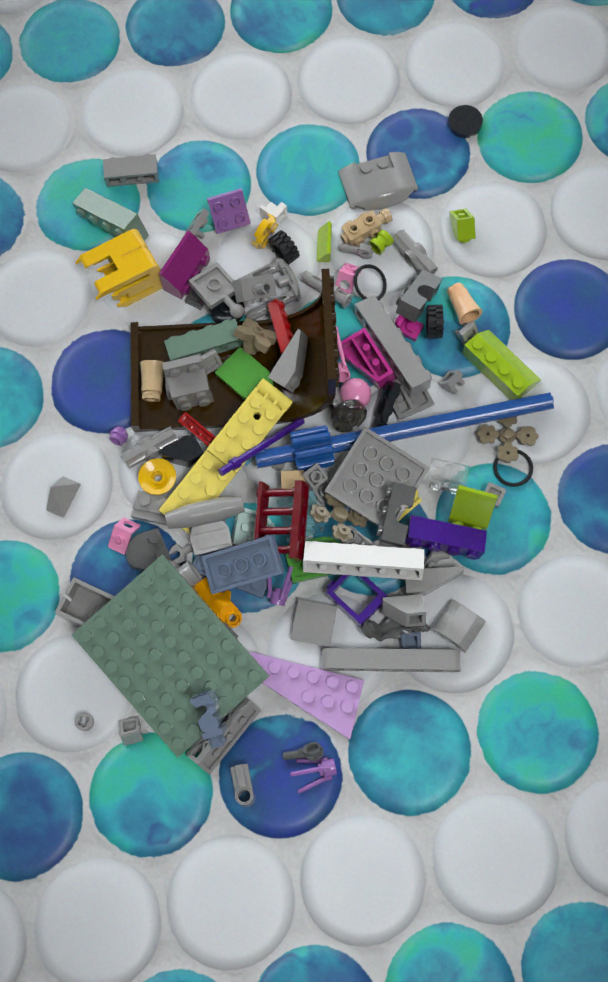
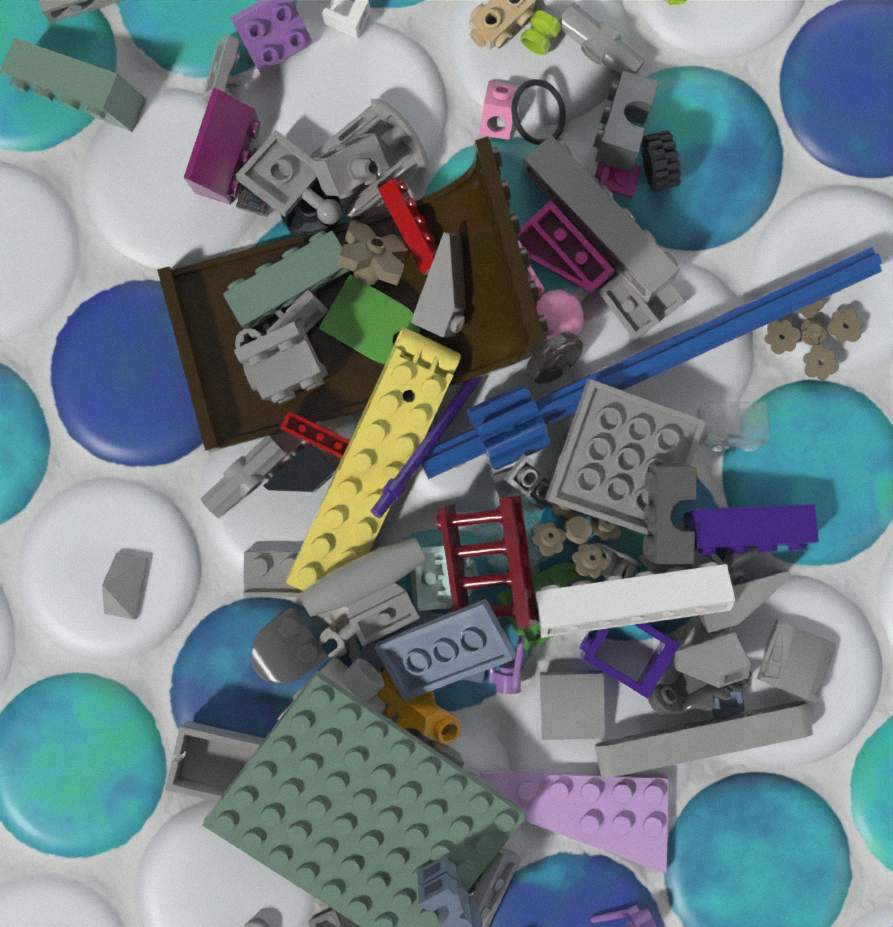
camera: 15 degrees left, 15 degrees up
(118, 436) = (188, 467): medium lavender plate -> none
(122, 535) = (238, 633): bright pink bracket -> none
(134, 263) = (127, 172): yellow piece -> none
(152, 380) = (219, 364): tan plant -> none
(155, 468) = (252, 523): yellow dish -> none
(263, 232) = (340, 56): yellow plate -> none
(284, 247) = (381, 78): black tyre -> none
(288, 478) = (488, 486): tan panel -> none
(311, 752) = (613, 905): dark grey plate -> none
(324, 243) = (445, 53): lime slope -> none
(340, 296) = (463, 134): light grey pin -> none
(363, 250) = (515, 55): light grey bar -> none
(385, 405) = (610, 323): black hinge -> none
(450, 379) = (705, 257): light grey tile -> none
(463, 303) = (700, 117): light nougat plant -> none
(467, 332) = (719, 169): light grey tile -> none
(472, 508) = (786, 478): lime slope -> none
(494, 489) = (810, 437): light grey plate -> none
(500, 365) = (781, 214): lime slope -> none
(519, 483) = (860, 383): black tyre -> none

